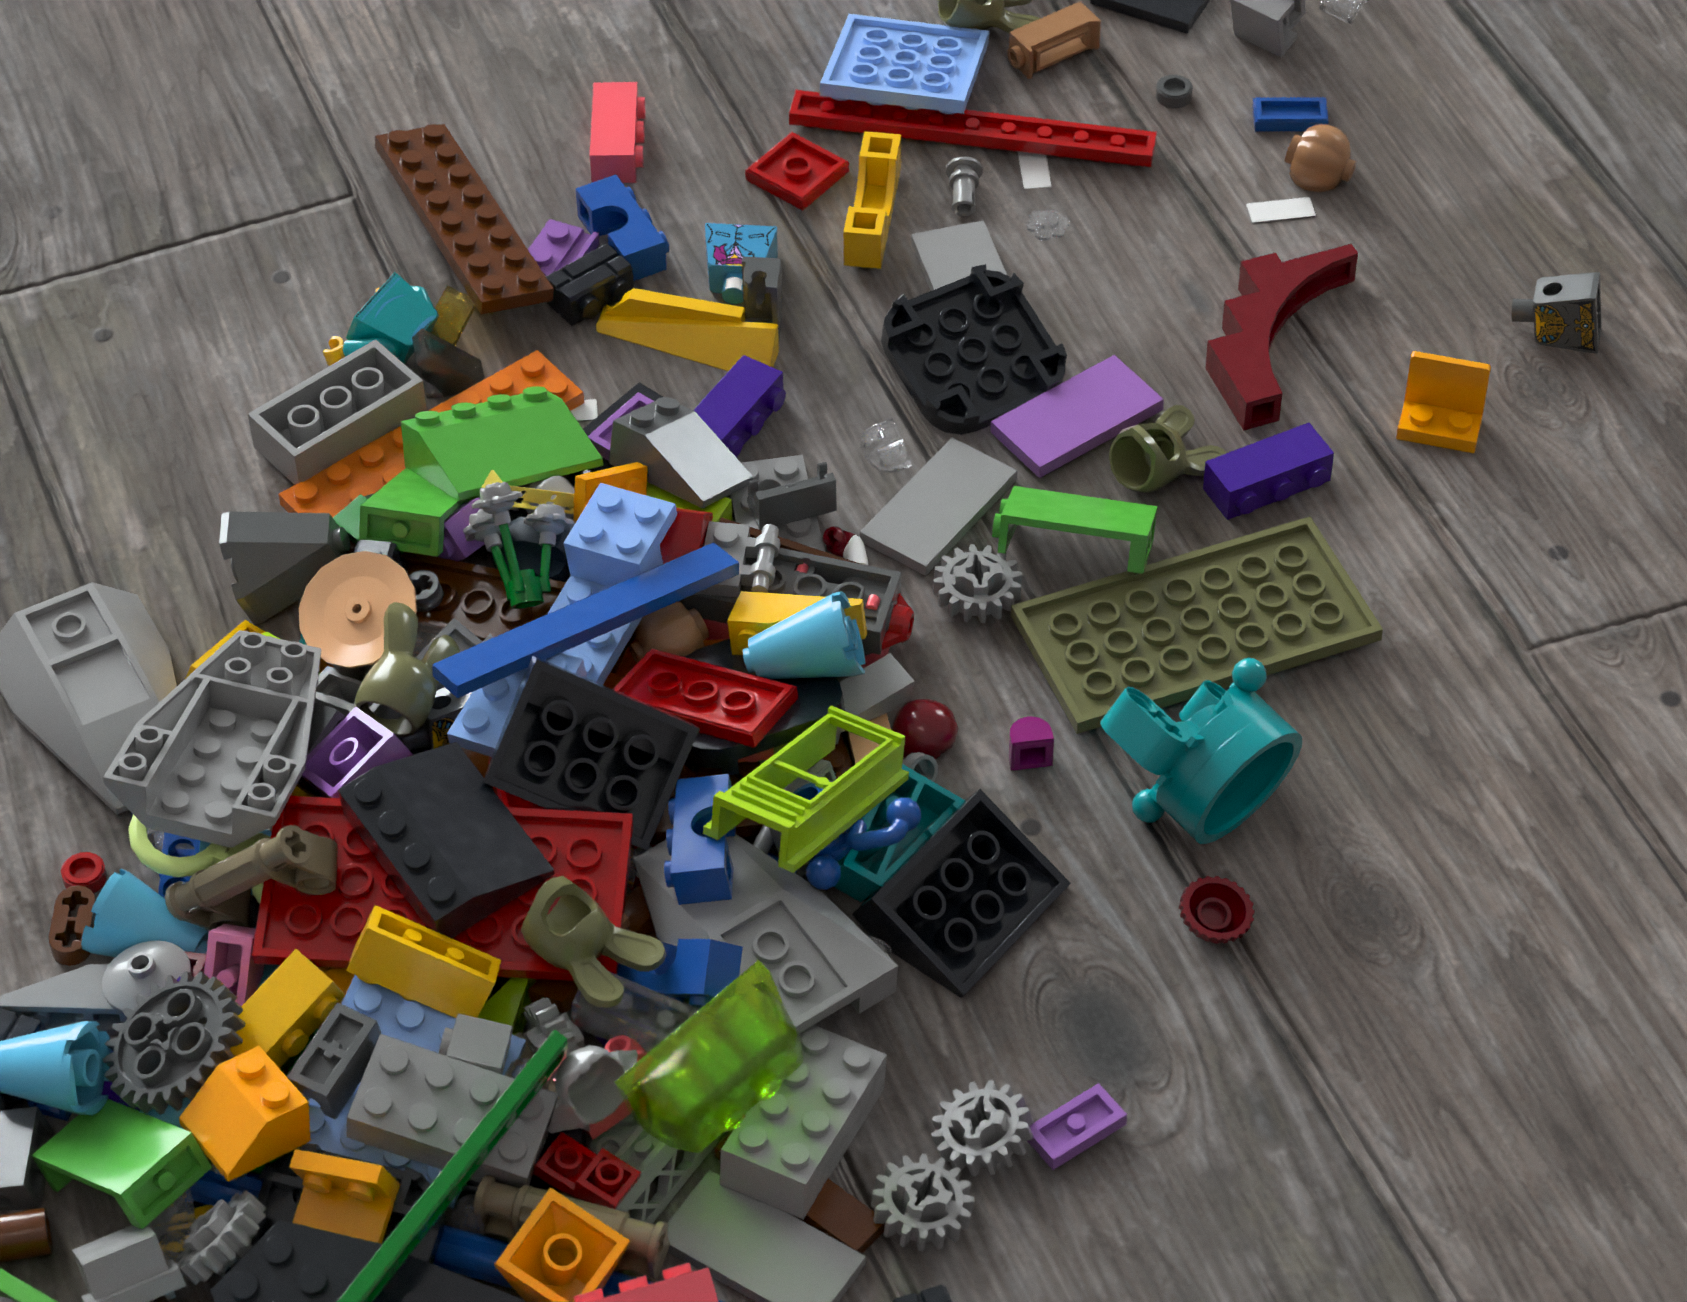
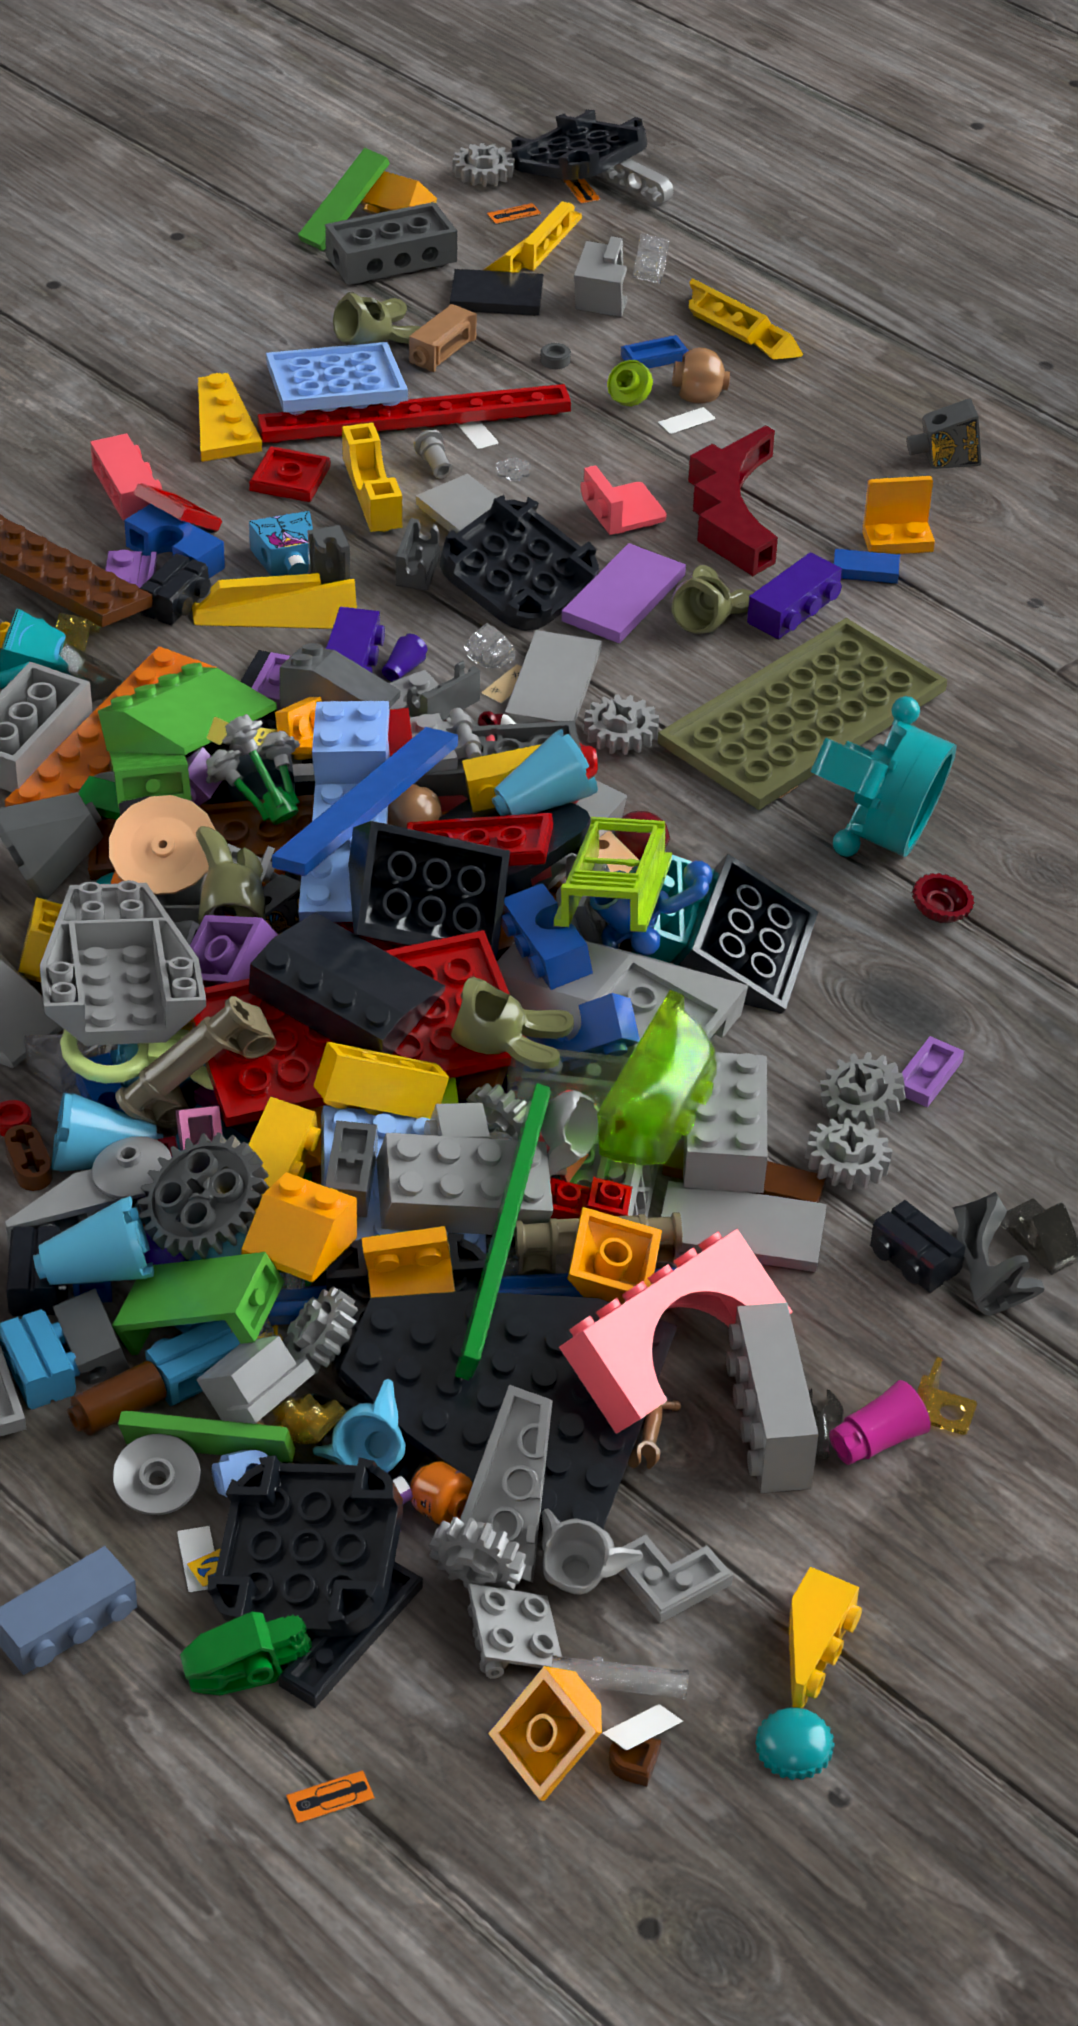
camera: 25 degrees left, 5 degrees down
(81, 1217) = (190, 1356): none -> dark azure brick
(644, 185) = (178, 506): none -> red tile
(762, 86) = (224, 421): none -> yellow wing
(789, 433) = (406, 655): none -> dark purple cone
(864, 310) = (417, 557): none -> dark grey hinge
(876, 499) = (503, 687): none -> tan sticker
(1030, 744) = (733, 823): magenta brick -> none
(1081, 516) = (726, 649): bright green panel -> none
(1137, 304) = (622, 506): none -> coral bracket
(1231, 148) = (629, 383): none -> lime plate
(1379, 452) = (868, 565): none -> blue tile
(1408, 101) = (741, 322): none -> yellow wedge

